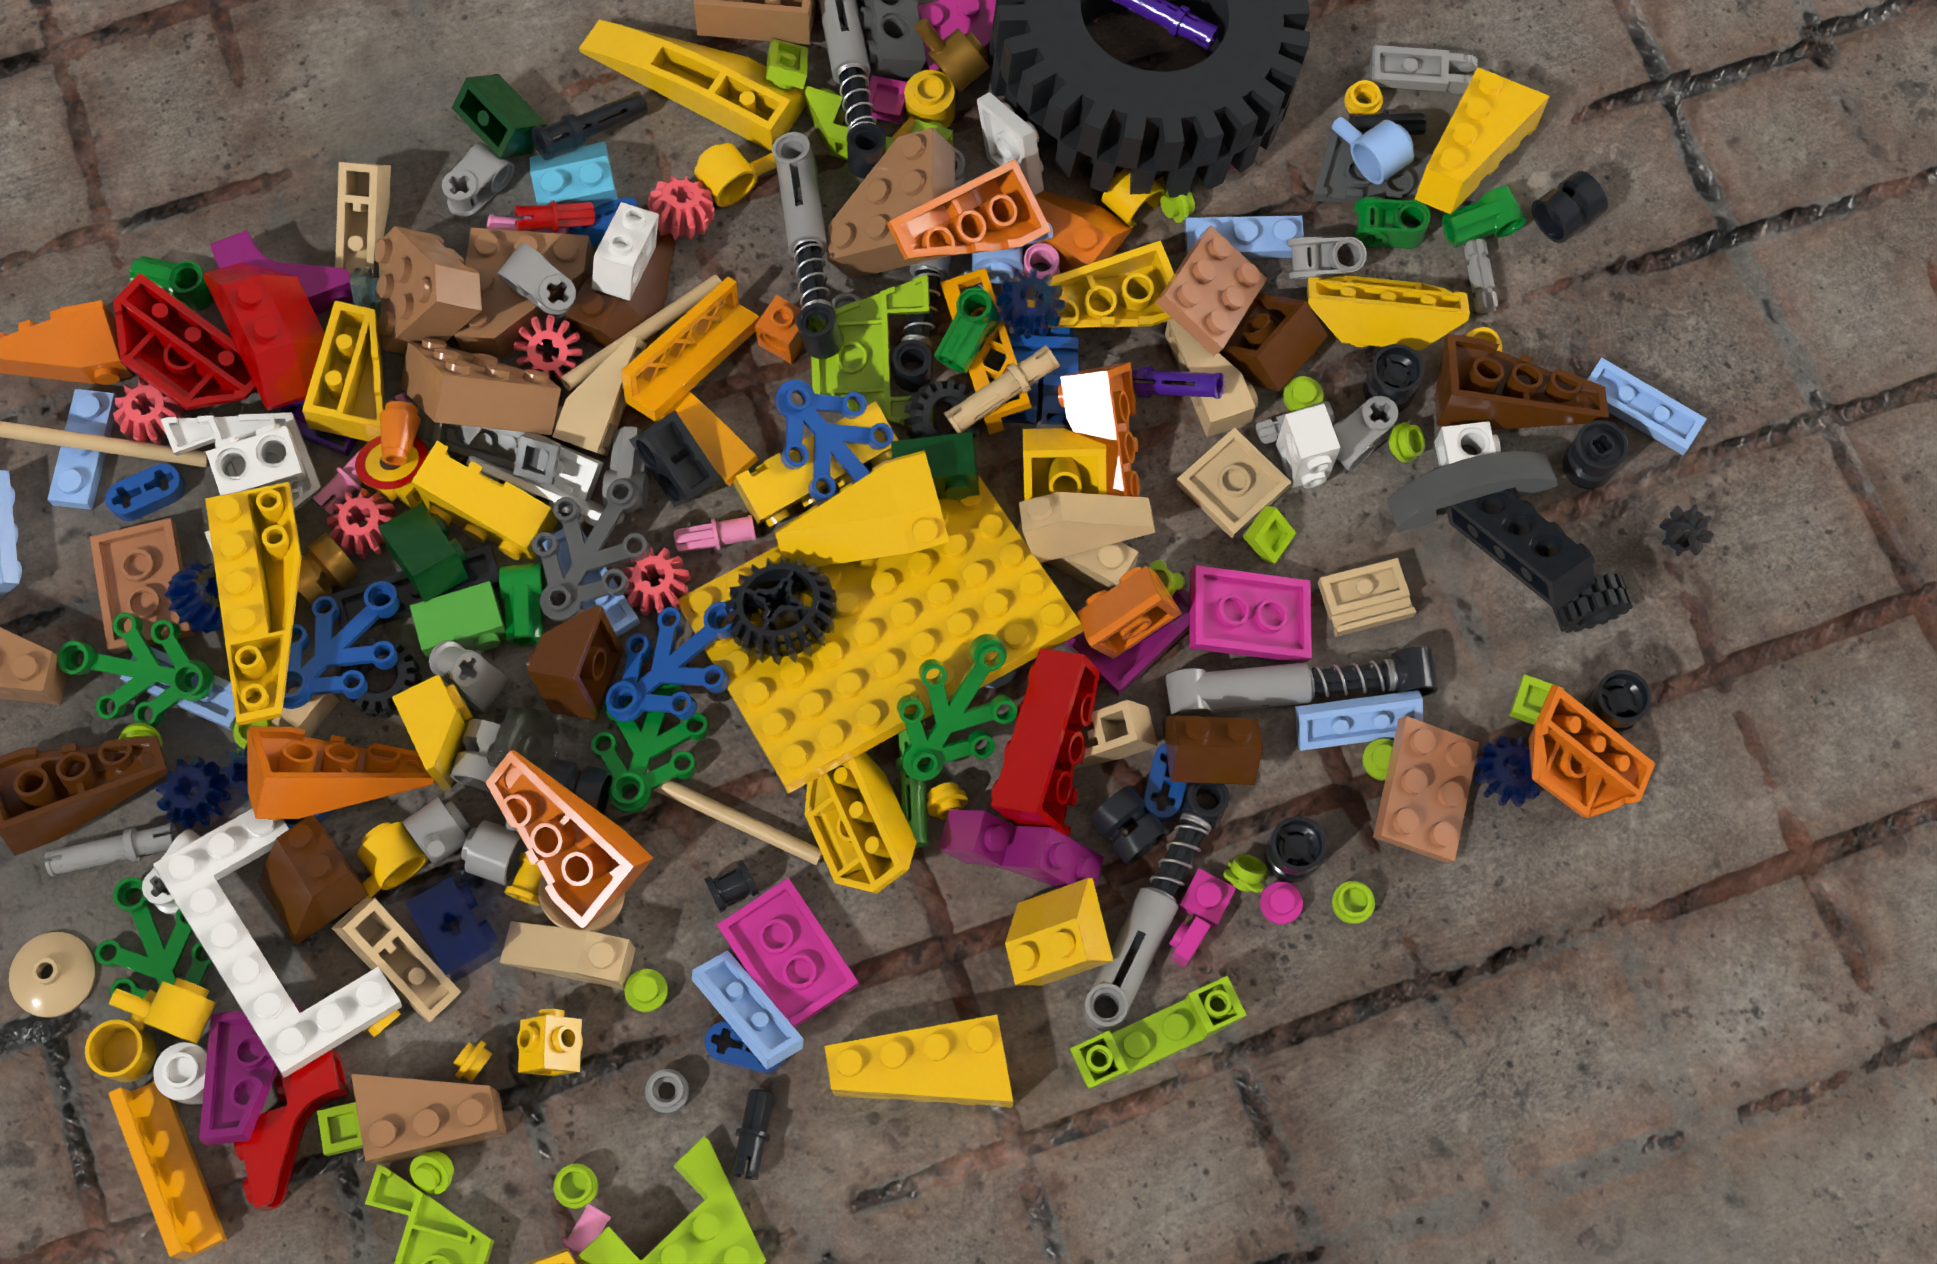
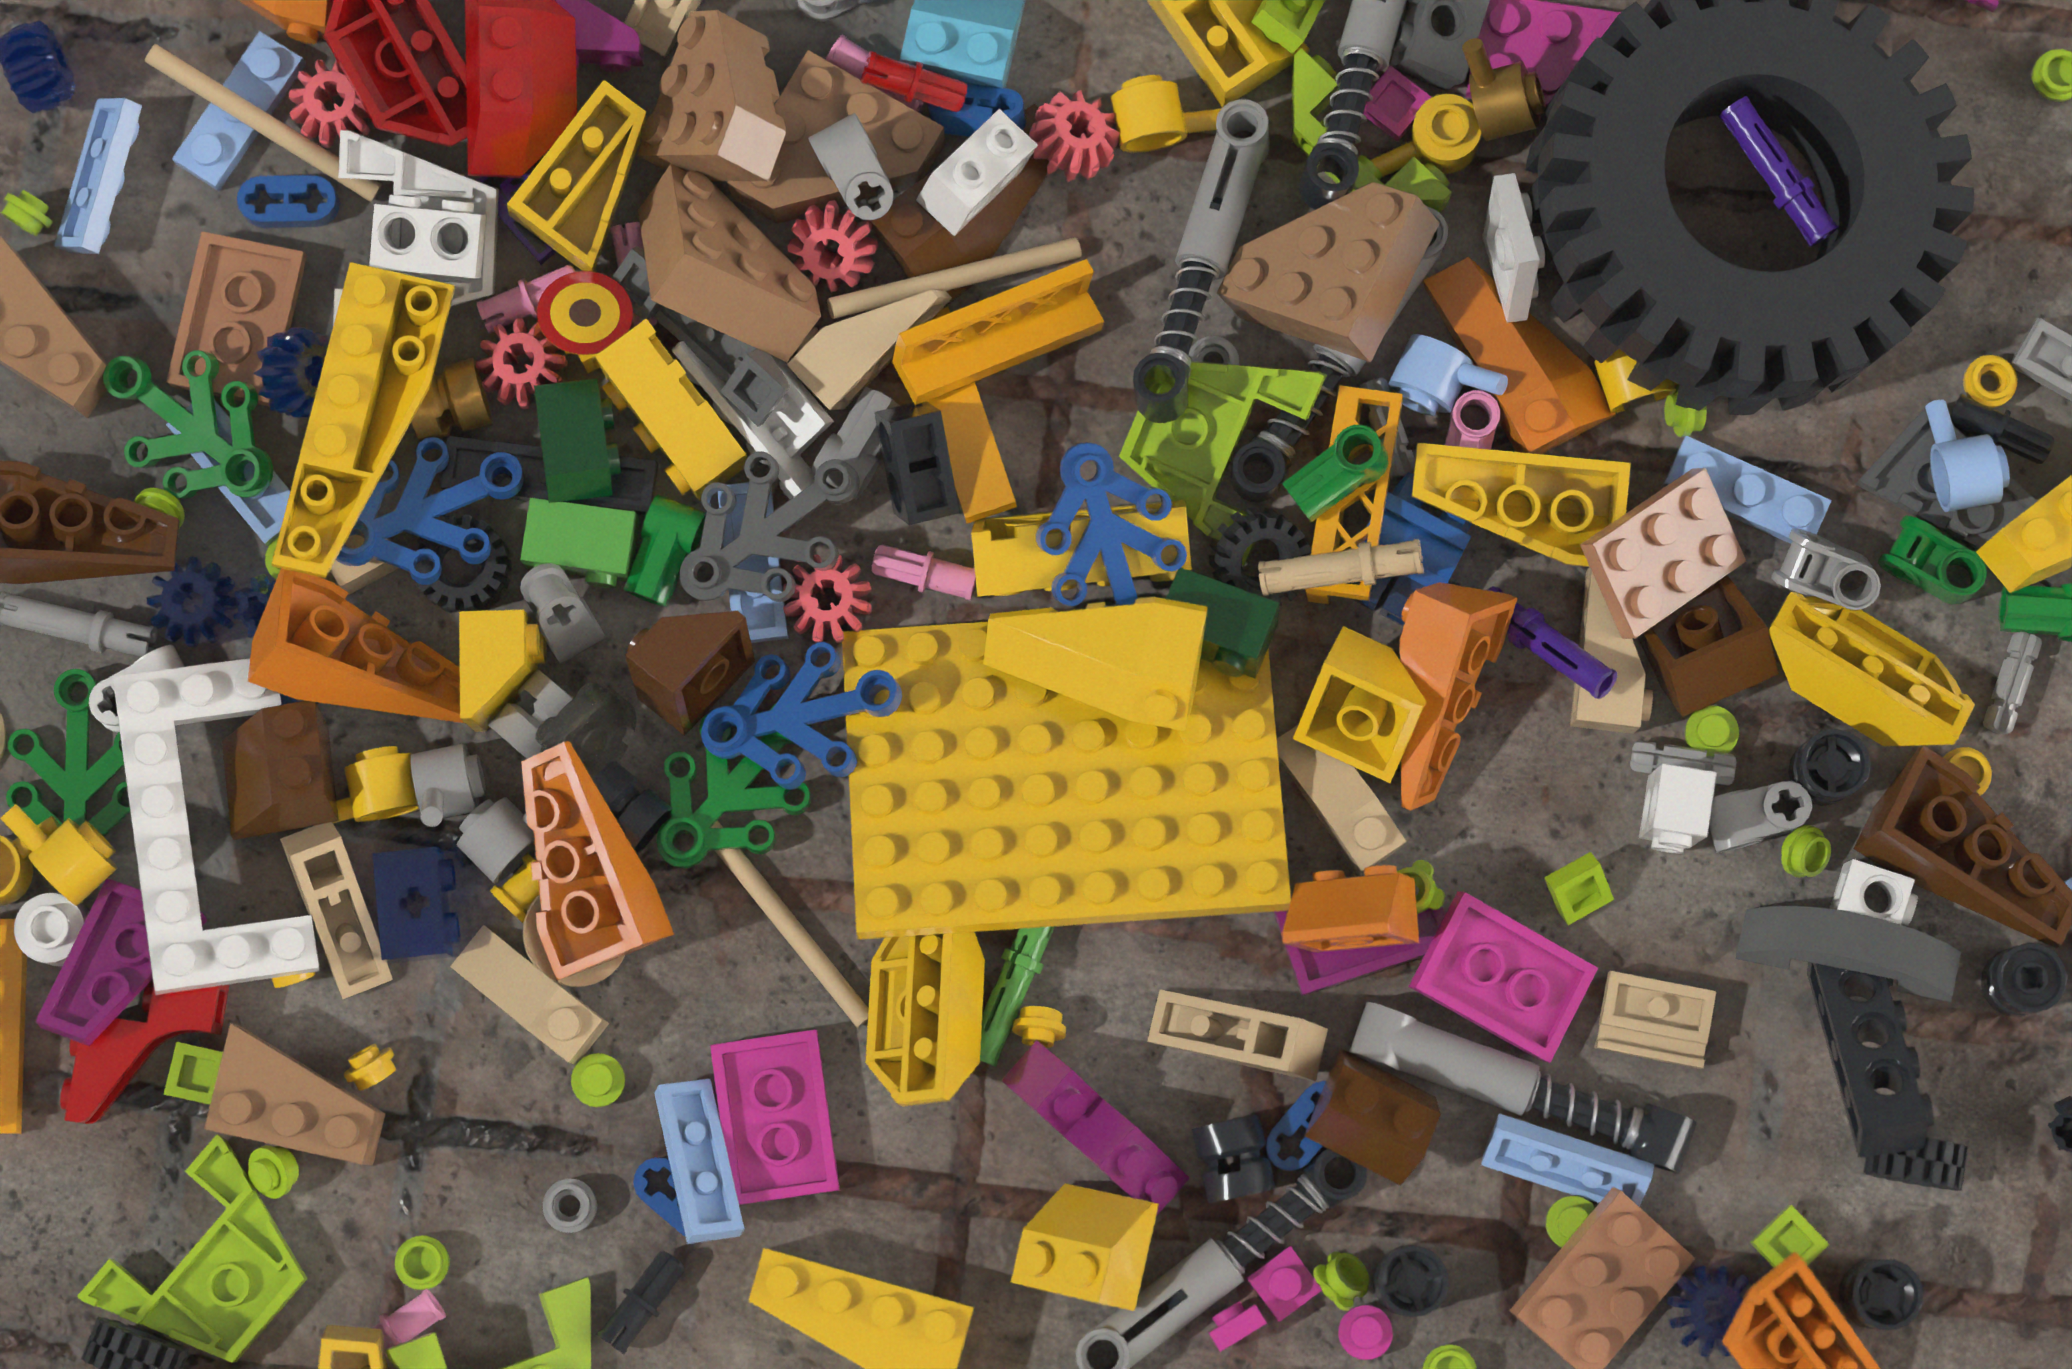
camera: 30 degrees right, 10 degrees up
(364, 287) = (648, 67): clear light blue plate -> none
(398, 430) = (606, 284): orange cone -> none
(550, 1044) = (463, 1092): yellow brick -> none
(731, 886) = (747, 1007): black bush -> none
(778, 330) = (1120, 349): orange brick -> none
(788, 623) = (978, 686): black gear -> none
(953, 715) = (1092, 939): green plant -> none
(977, 217) = (1411, 336): orange wedge -> none
(1045, 299) = (1445, 472): clear blue gear -> none
(1047, 742) = (1183, 1022): red wedge -> none
(1080, 522) = (1356, 777): tan slope -> none
(1233, 483) = (1569, 802): tan plate -> none

